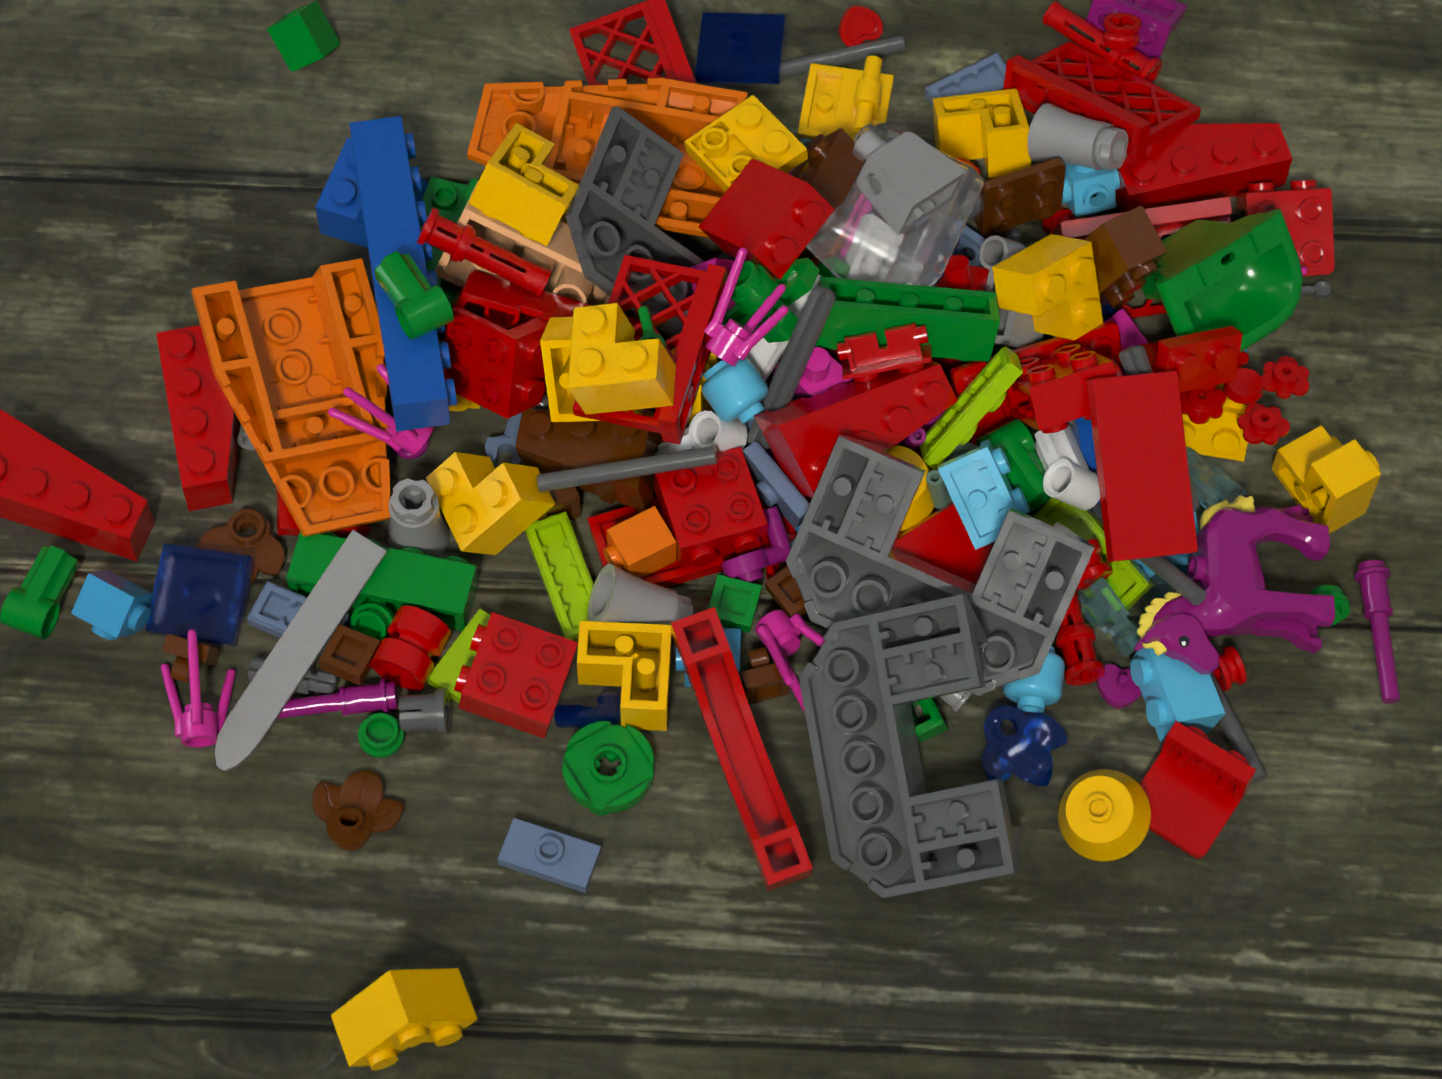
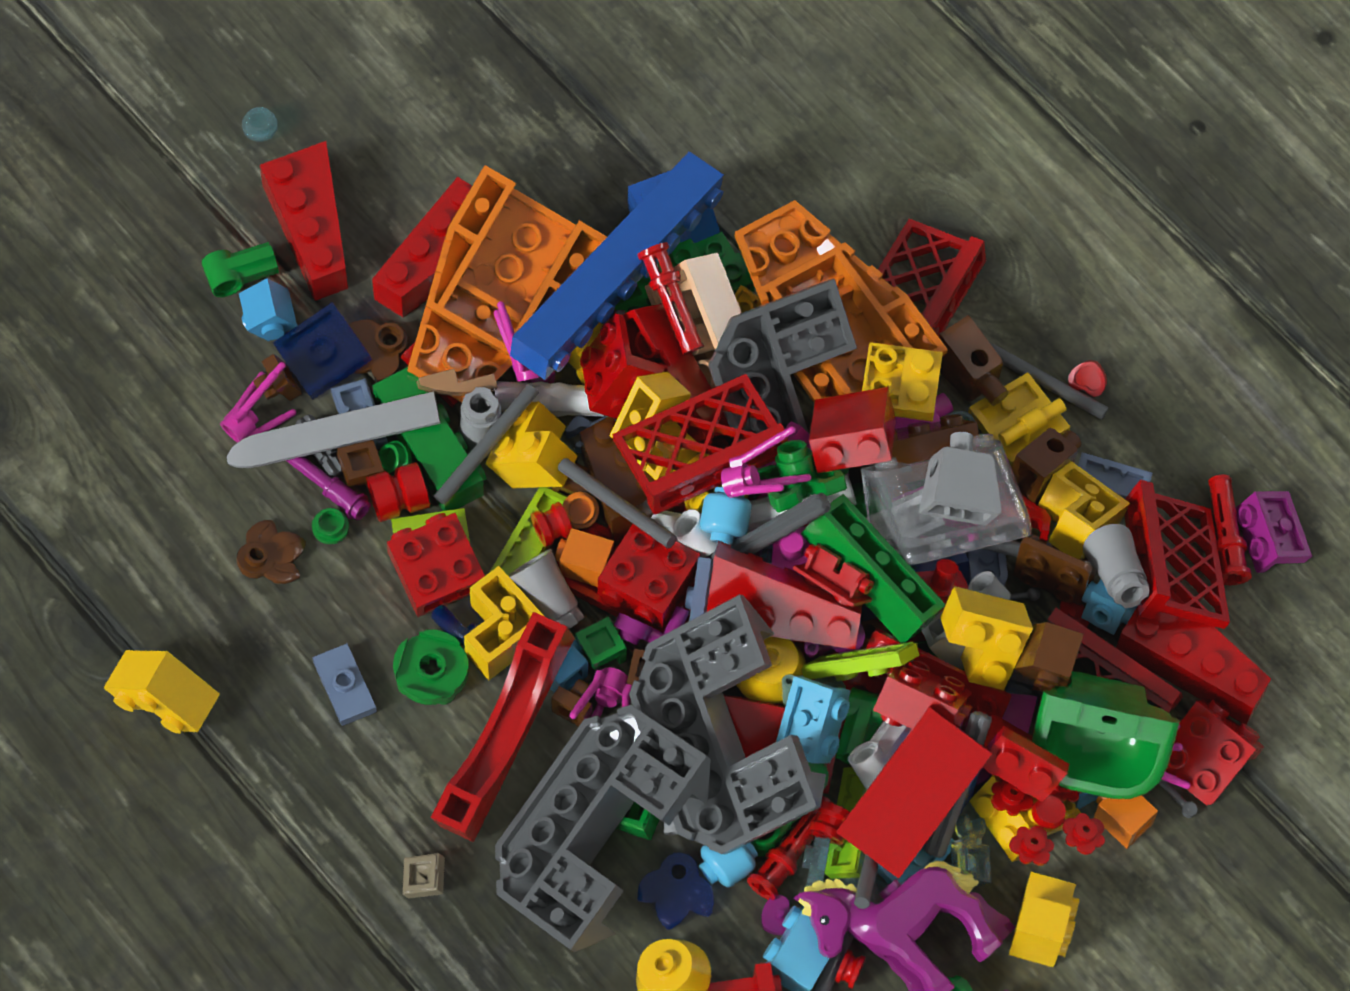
camera: 45 degrees right, 0 degrees up
(303, 36) = (746, 80): green panel -> none
(360, 508) = (447, 384): none -> medium nougat slope
(414, 300) = (593, 287): green piece -> none
(426, 712) = (371, 541): dark grey bush -> none
(451, 530) = (486, 444): none -> dark grey bar
(461, 435) = (558, 397): none -> white axle
(522, 189) = (729, 274): yellow brick -> none
(579, 545) = (551, 524): none -> red wheel
(588, 512) = (581, 509): none -> orange plate
(611, 368) = (653, 427): yellow brick -> none
(647, 326) = (698, 434): green hand -> none
(740, 48) = (1002, 320): clear blue plate -> none
(771, 84) = (972, 362): none -> reddish brown torso
(806, 944) = (423, 875): none -> dark tan tile
(914, 108) = (1044, 458): none -> reddish brown torso
(1121, 30) = (1242, 530): red bush -> none
(1293, 339) = (1125, 817): none -> orange brick

